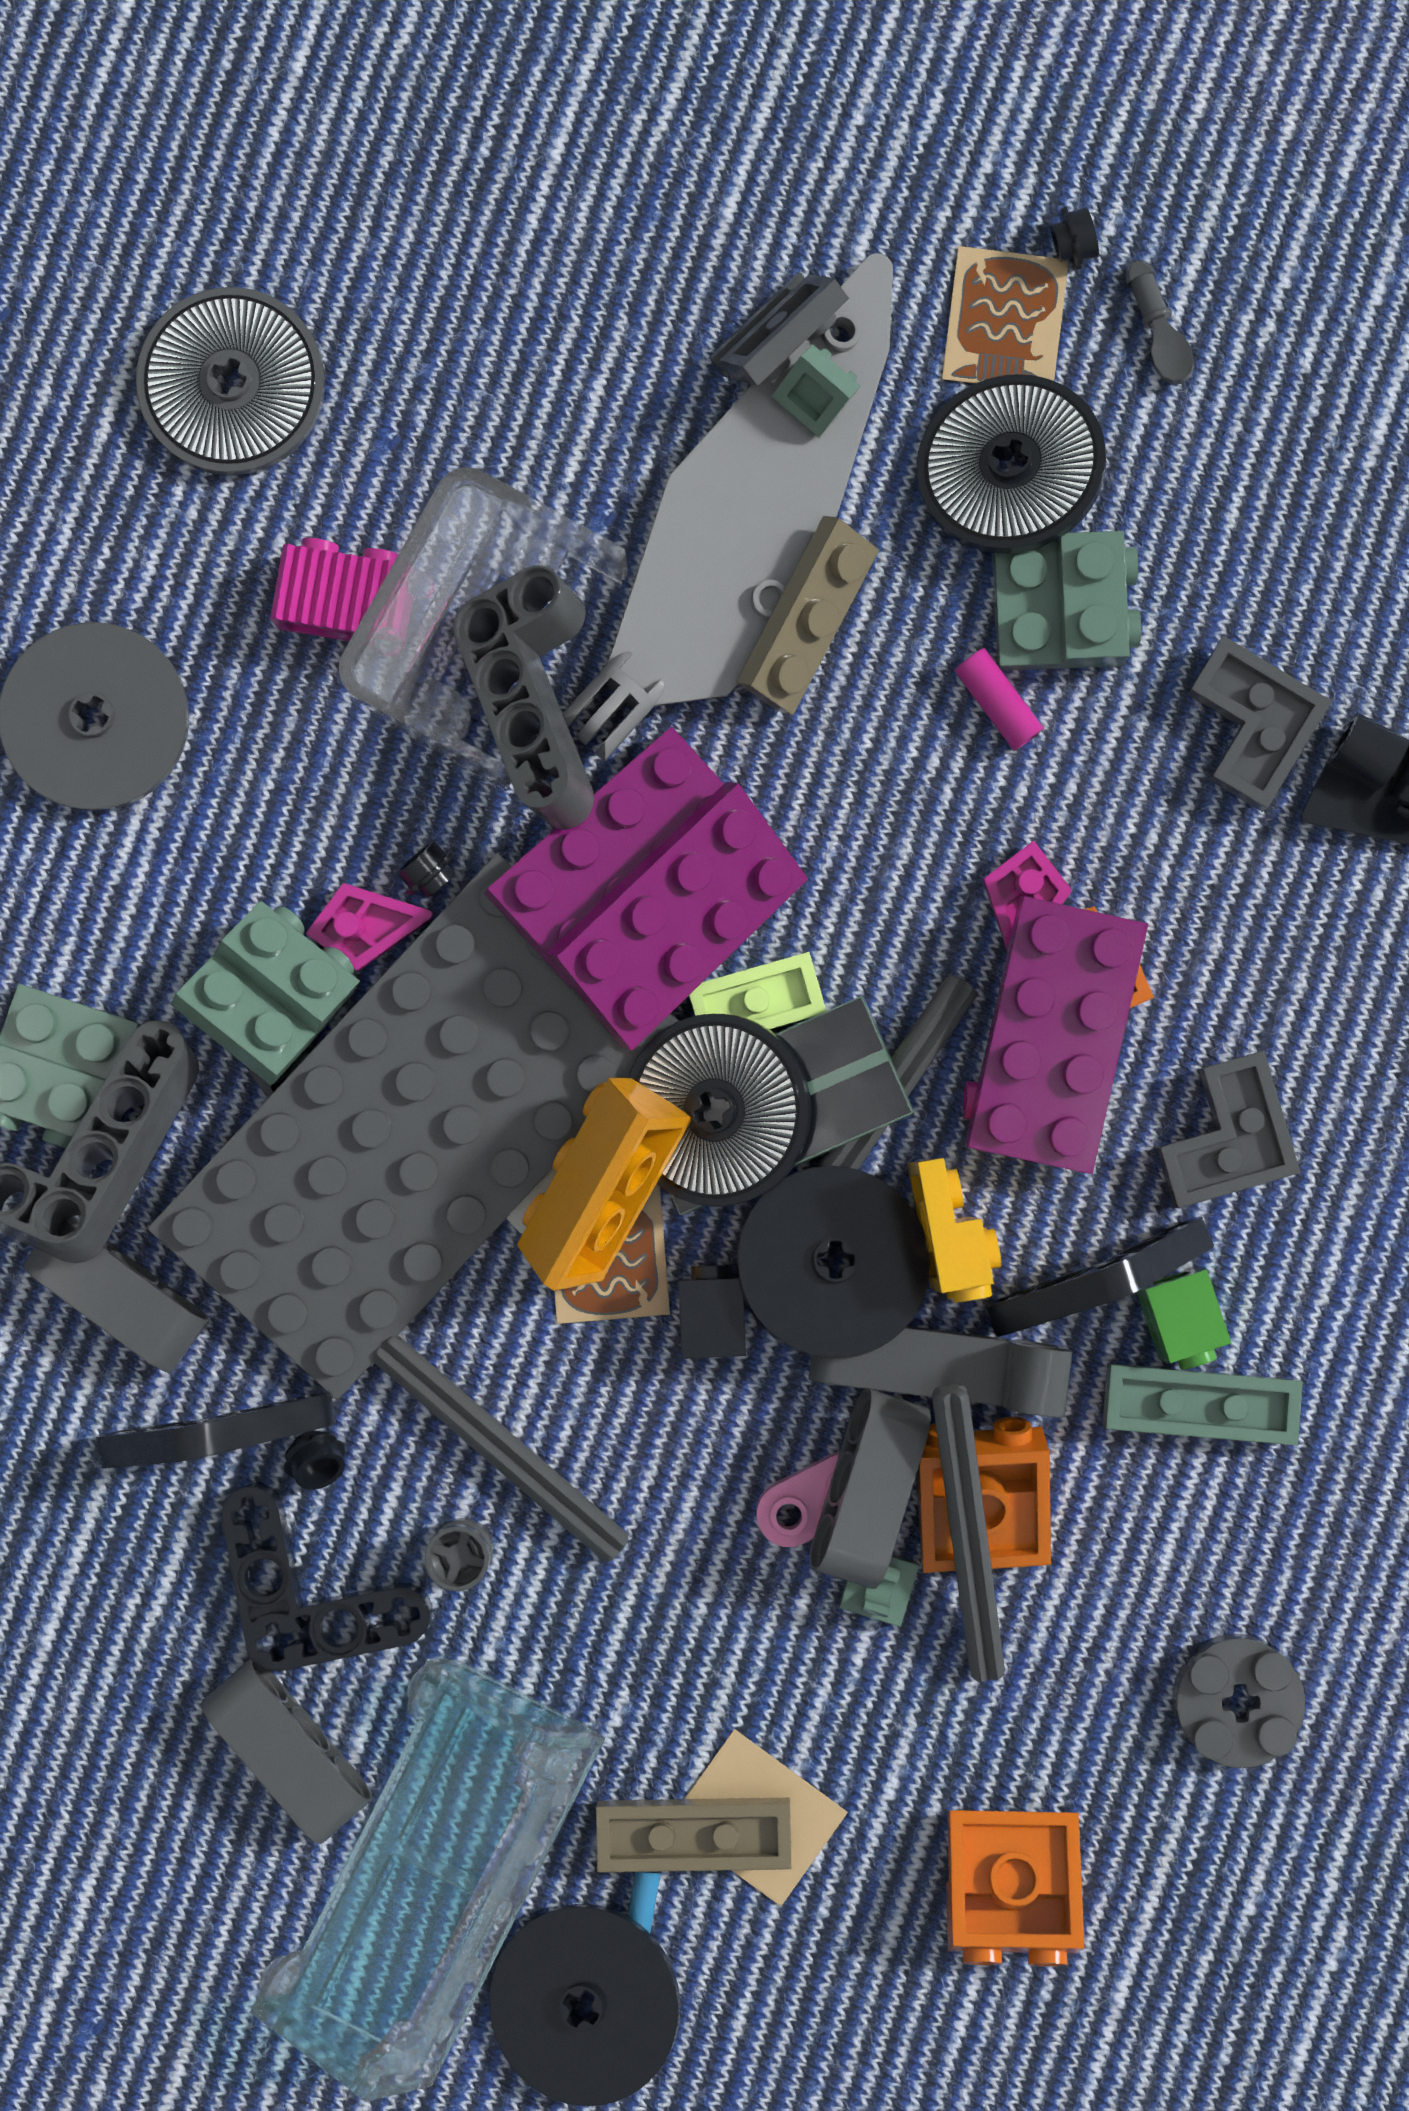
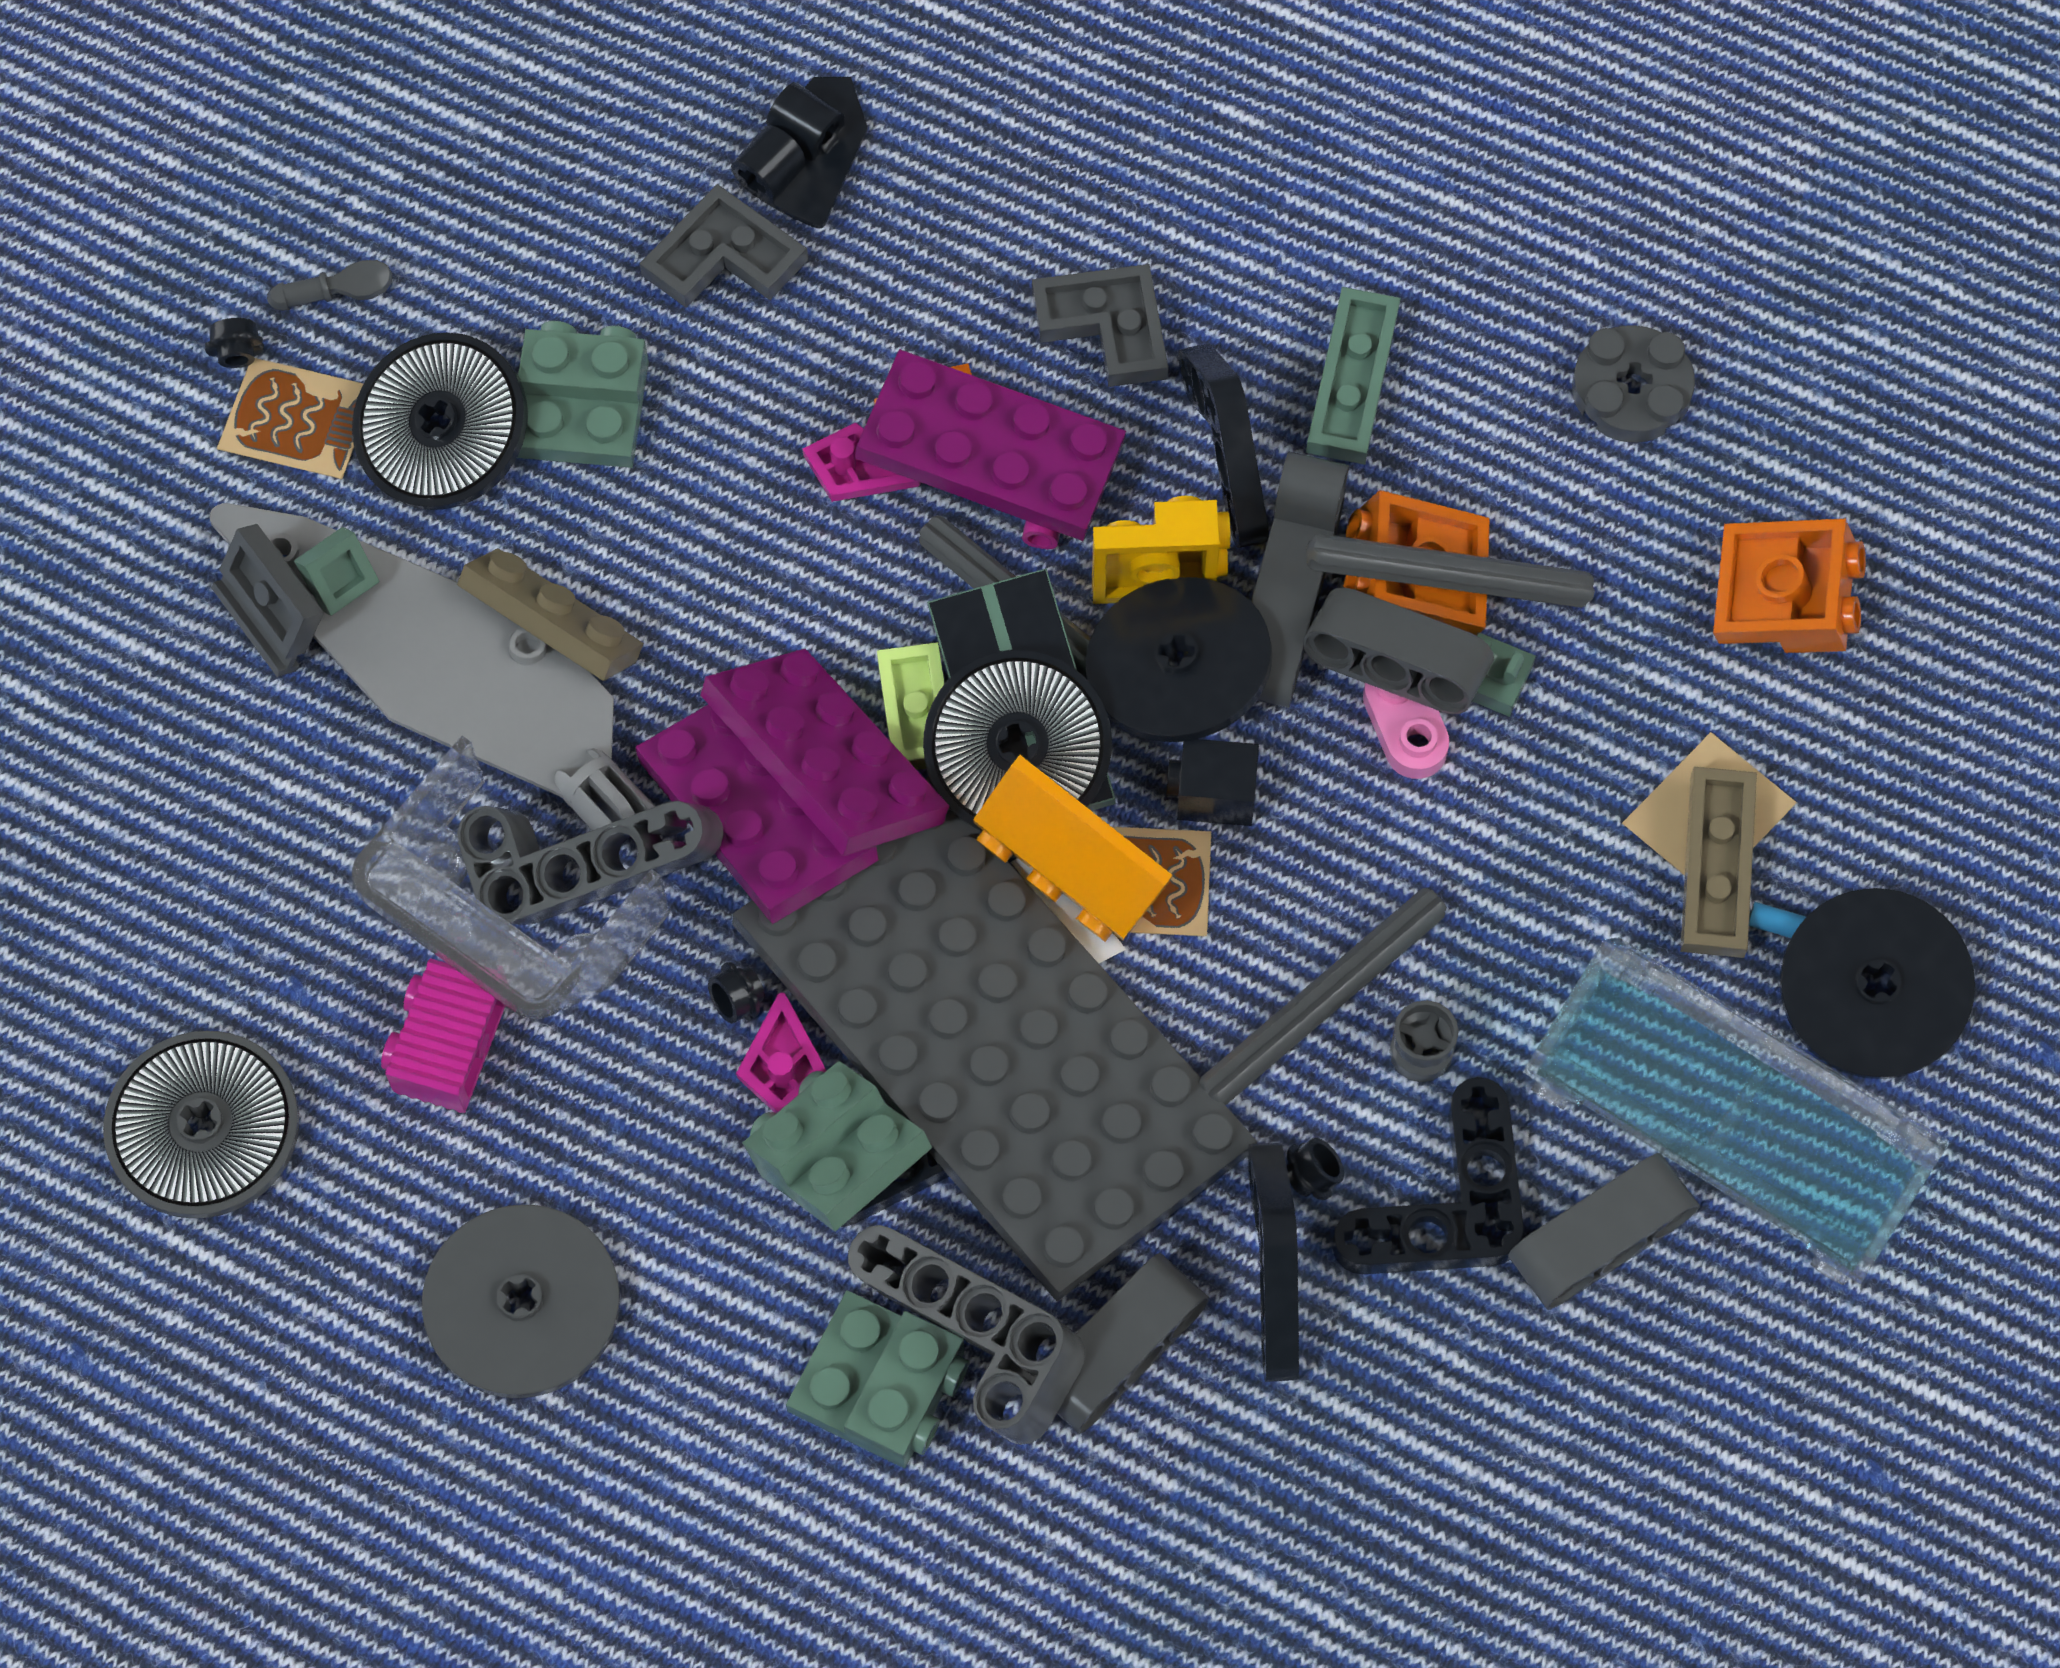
camera: 80 degrees left, 20 degrees down
(999, 699) = (662, 463): dark pink hinge -> none
(1184, 1318) = (1274, 375): bright green brick -> none

